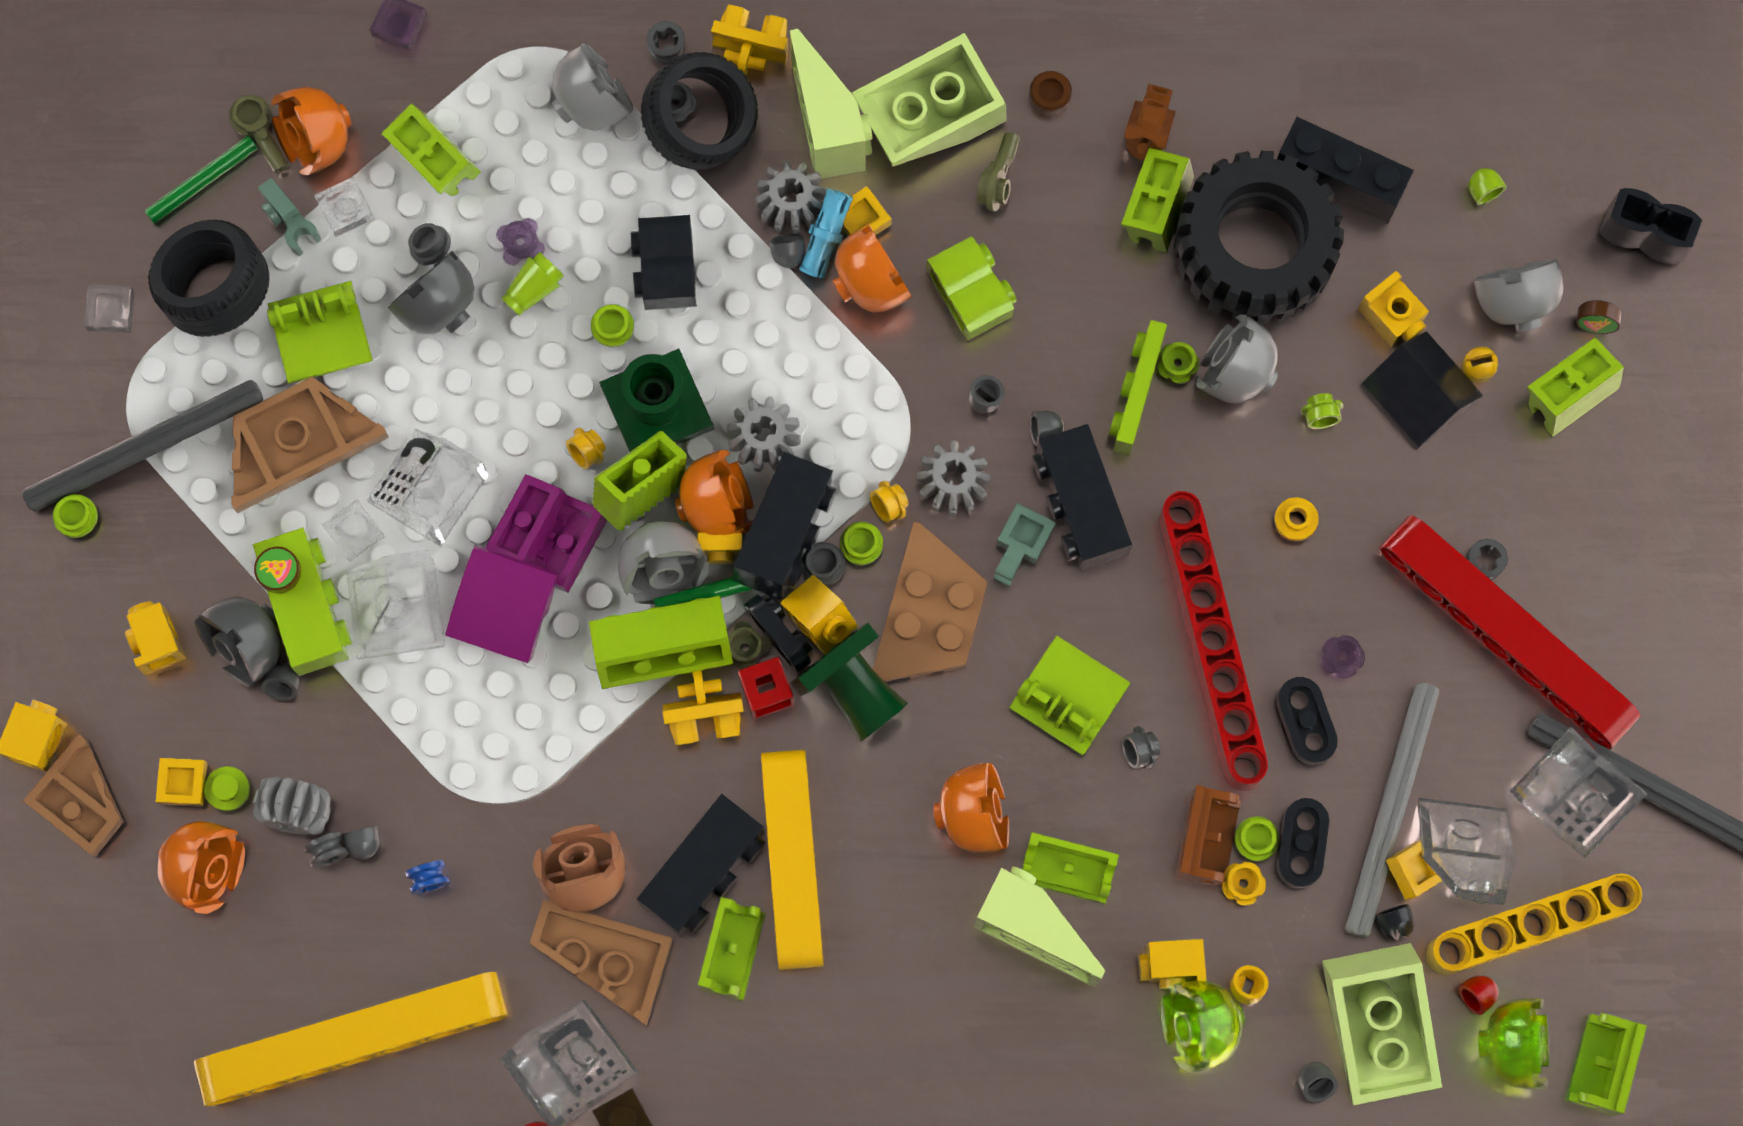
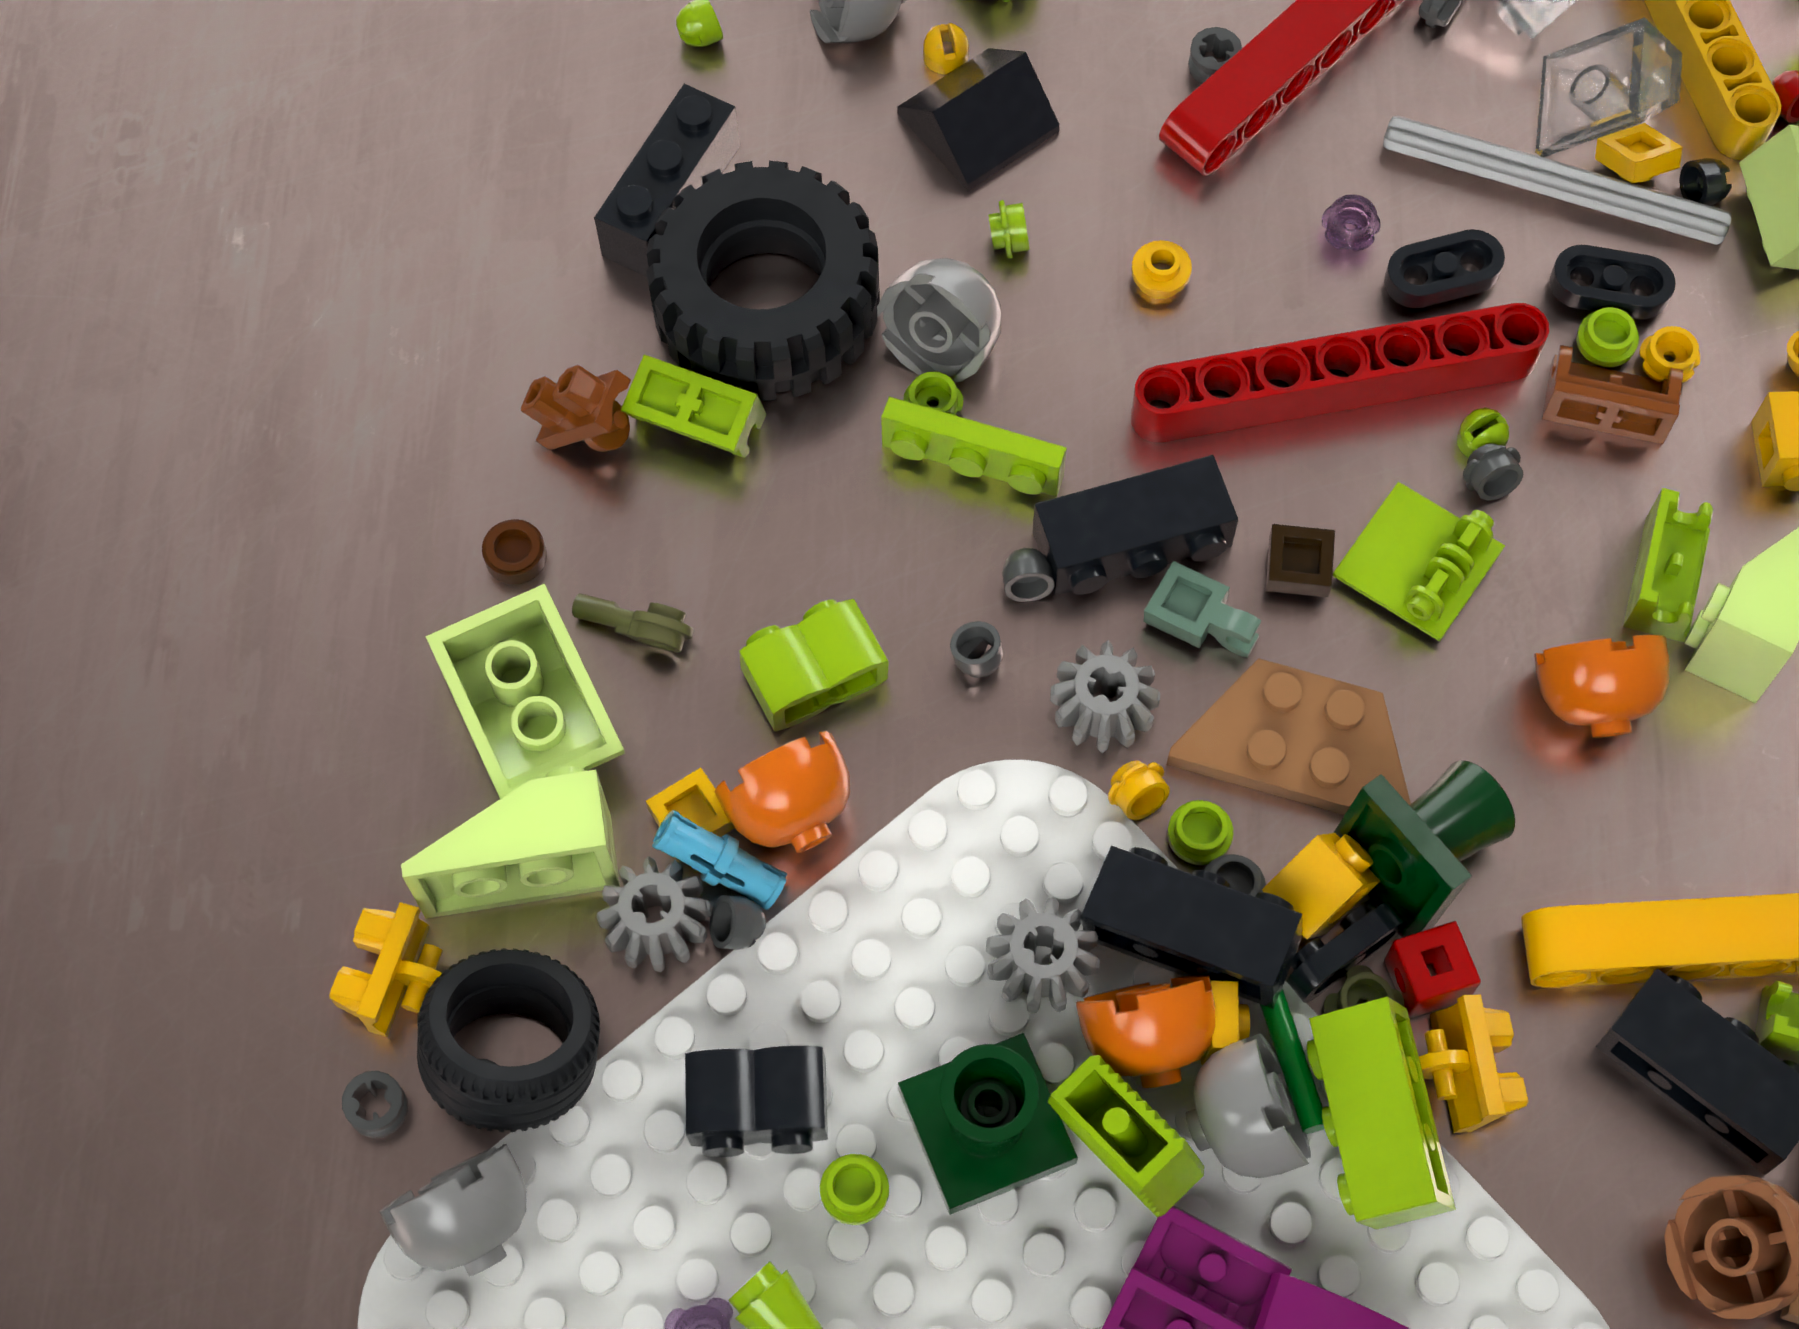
camera: 85 degrees left, 10 degrees down
(586, 448) = (1059, 1232): yellow plate -> none
(1063, 611) = (1300, 560): none -> dark brown plate
(1167, 752) = (1496, 433): none -> lime hinge
(1378, 310) = (871, 136): yellow brick -> none

